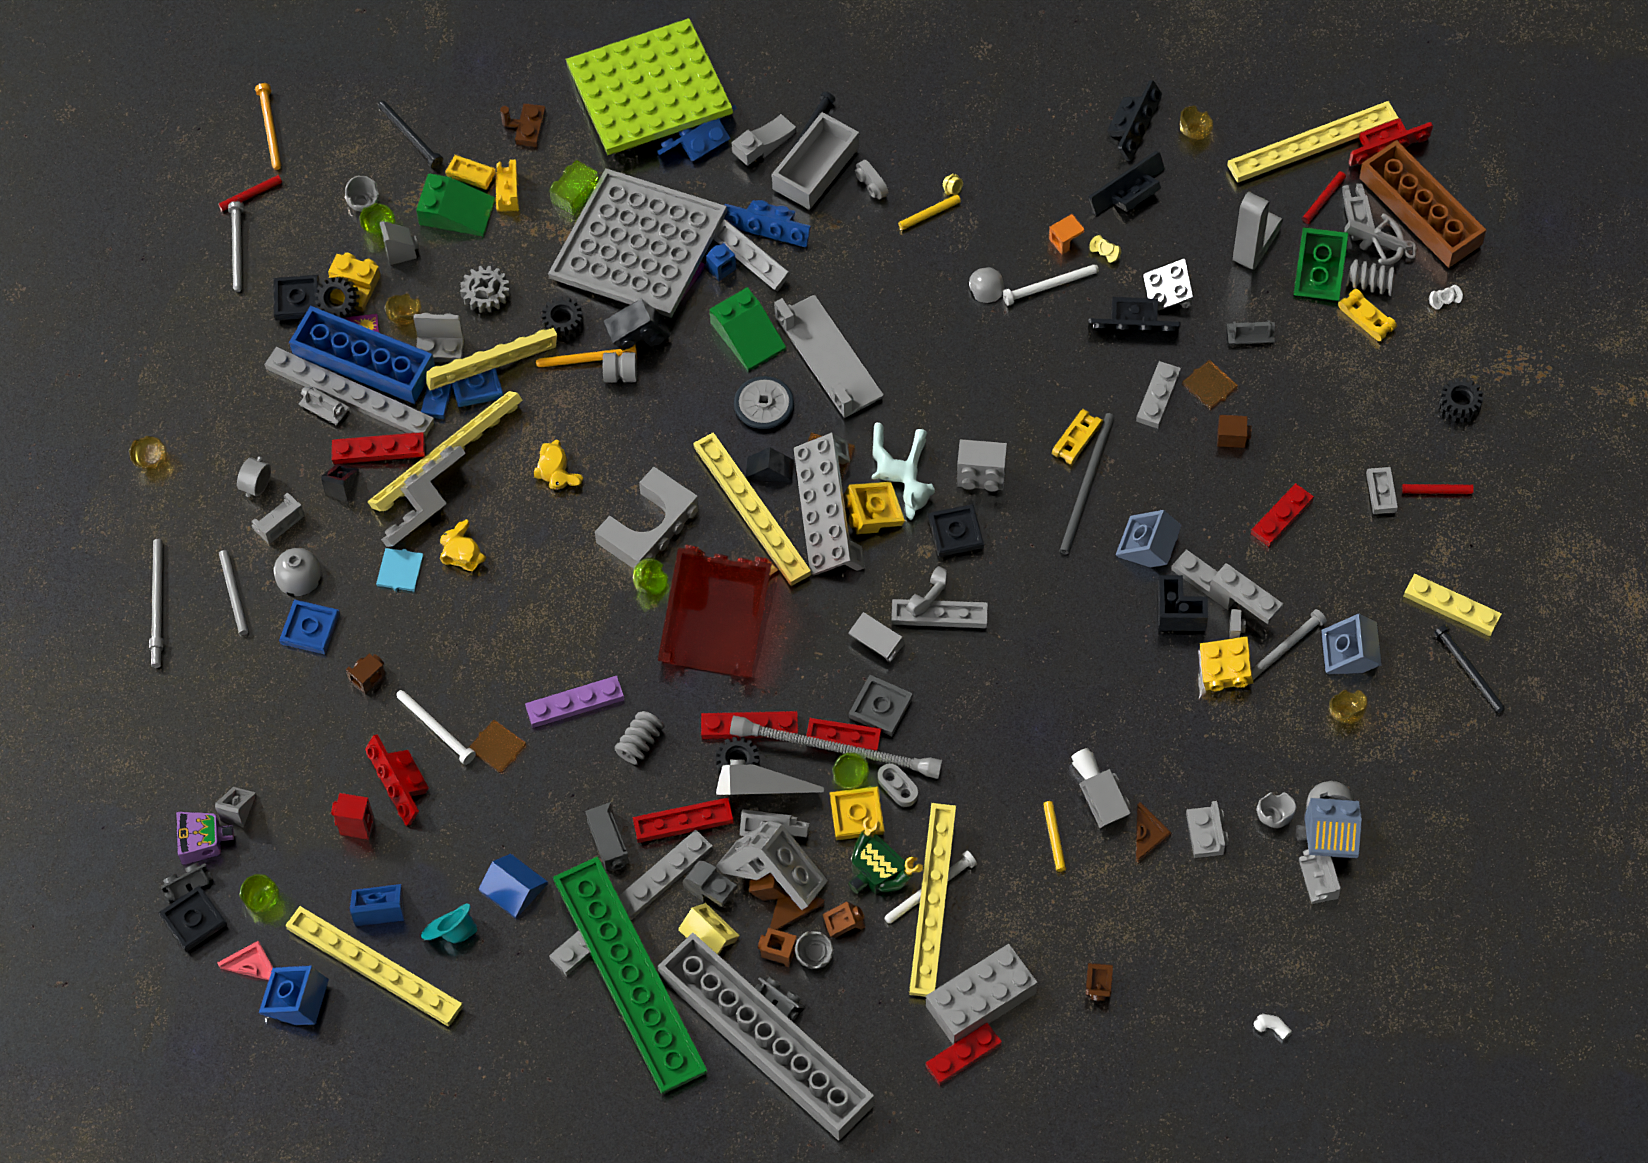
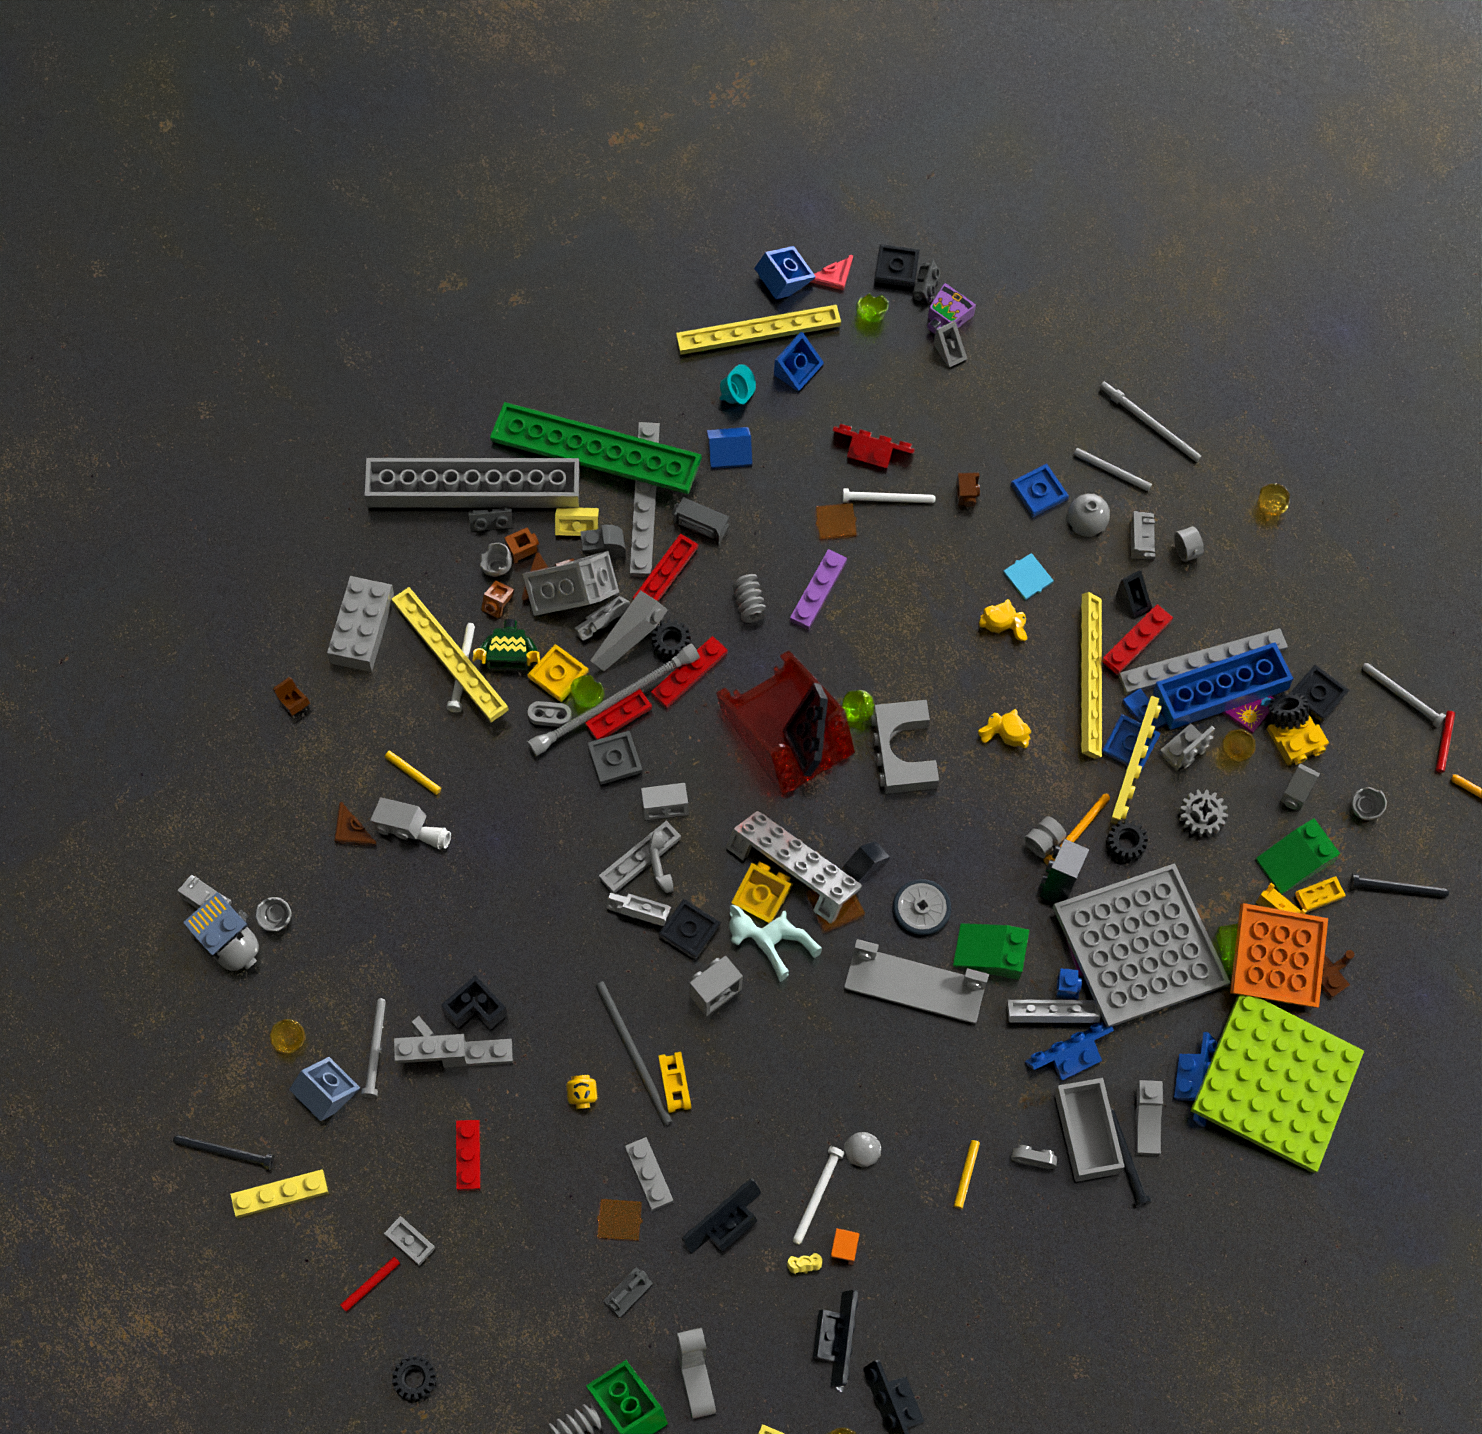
camera: 130 degrees right, 5 degrees up
(323, 405) = (1208, 637): light grey hinge -> none
(353, 815) = (867, 392): red brick -> none
(373, 215) = (1334, 793): clear neon green hair -> none
(422, 495) = (1066, 626): light grey bracket -> none
(554, 147) = (1279, 955): none -> orange plate
(716, 575) = (807, 728): none -> black plate
(752, 509) = (845, 818): light yellow plate -> none
(952, 184) = (972, 1212): light yellow plate -> none
(963, 1054) = (343, 568): red plate -> none
(979, 574) = (639, 908): none -> light grey hinge
(1149, 538) = (545, 1042): sand blue slope -> none
(1154, 484) = (581, 1091): none -> yellow head
(1170, 285) = (725, 1274): hinge -> none
(1207, 831) = (312, 863): light grey bracket -> none
(1226, 664) = (403, 994): yellow plate -> none
(1233, 431) = (563, 1188): reddish brown brick -> none
(1268, 1021) = (153, 770): white arm -> none
(1367, 315) = (552, 1392): yellow plate -> none

